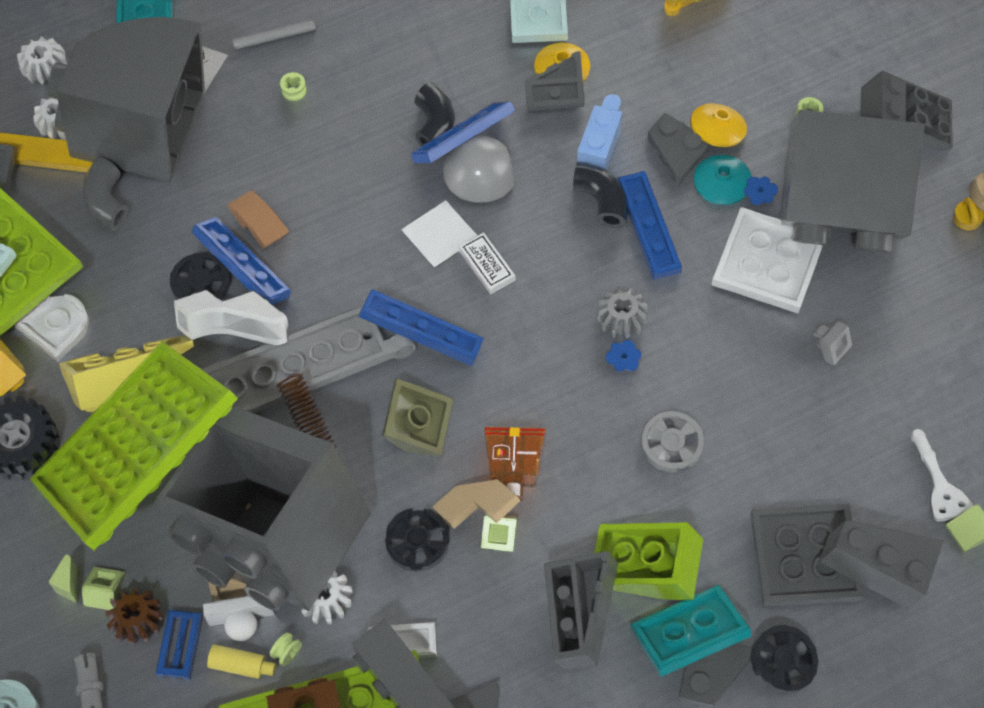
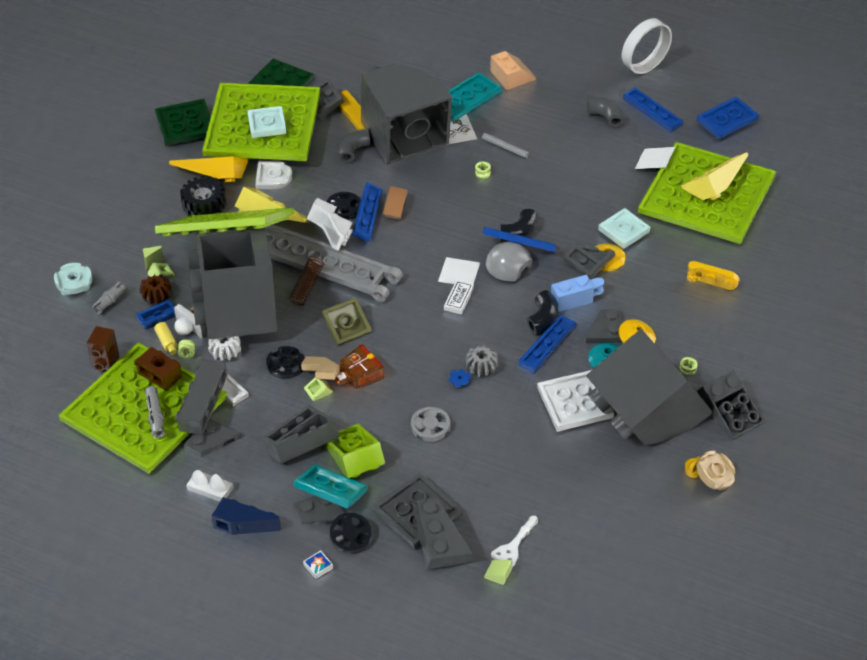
camera: 50 degrees right, 15 degrees down
(421, 327) = (394, 292): blue tile -> none
(833, 341) = (551, 452): light grey tile -> none

